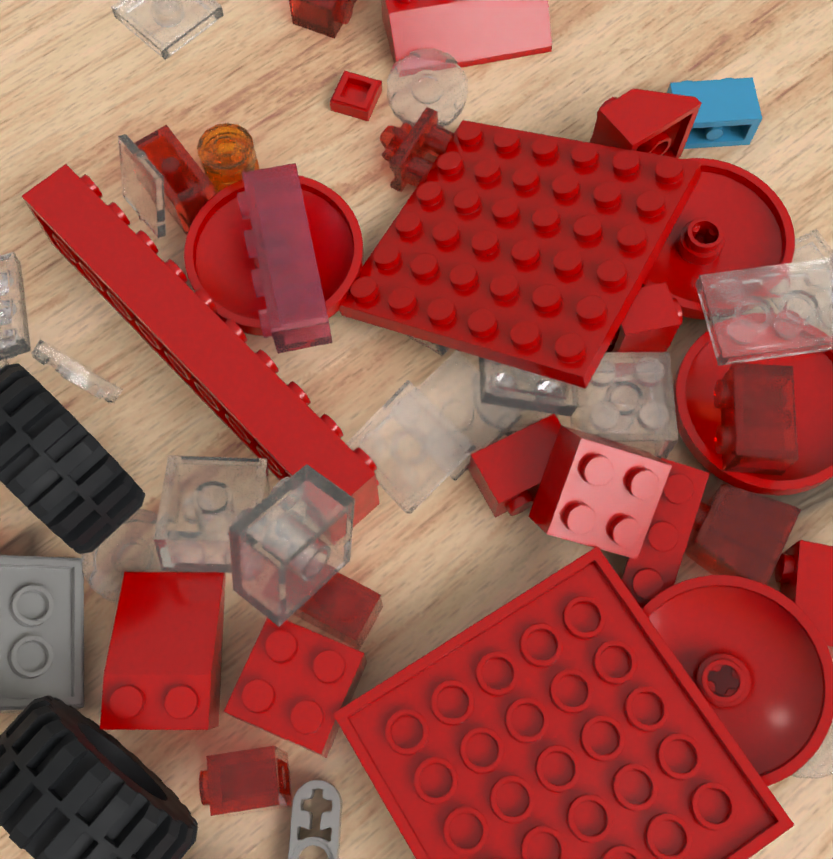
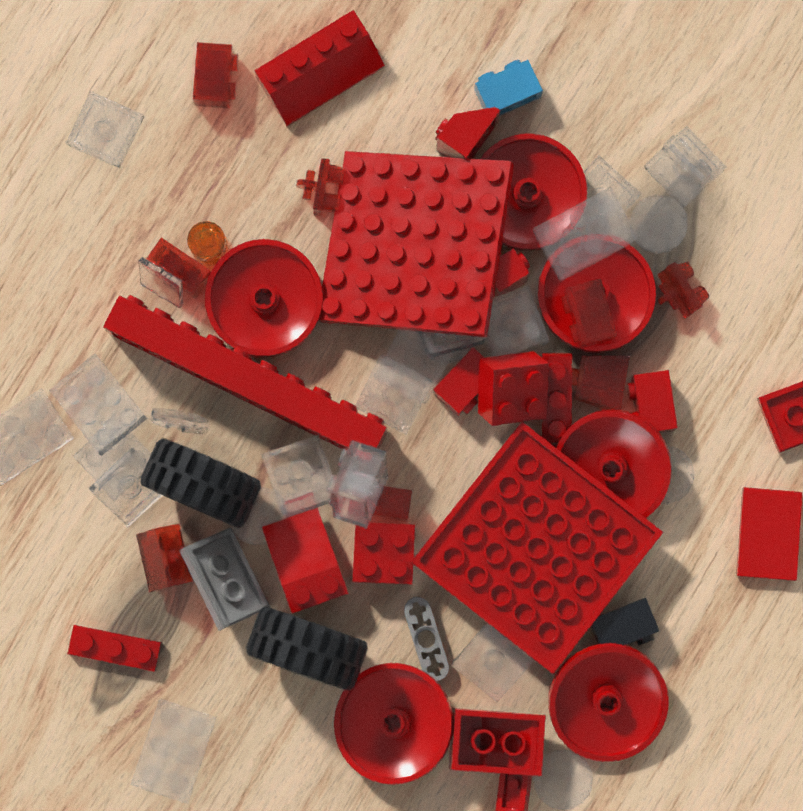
camera: 20 degrees left, 15 degrees up
(246, 782) = (379, 611): clear red brick -> none
(286, 259) = (278, 305): clear pink brick -> none
(356, 95) = (264, 153): red tile -> none
(427, 80) = (312, 134): clear tile -> none

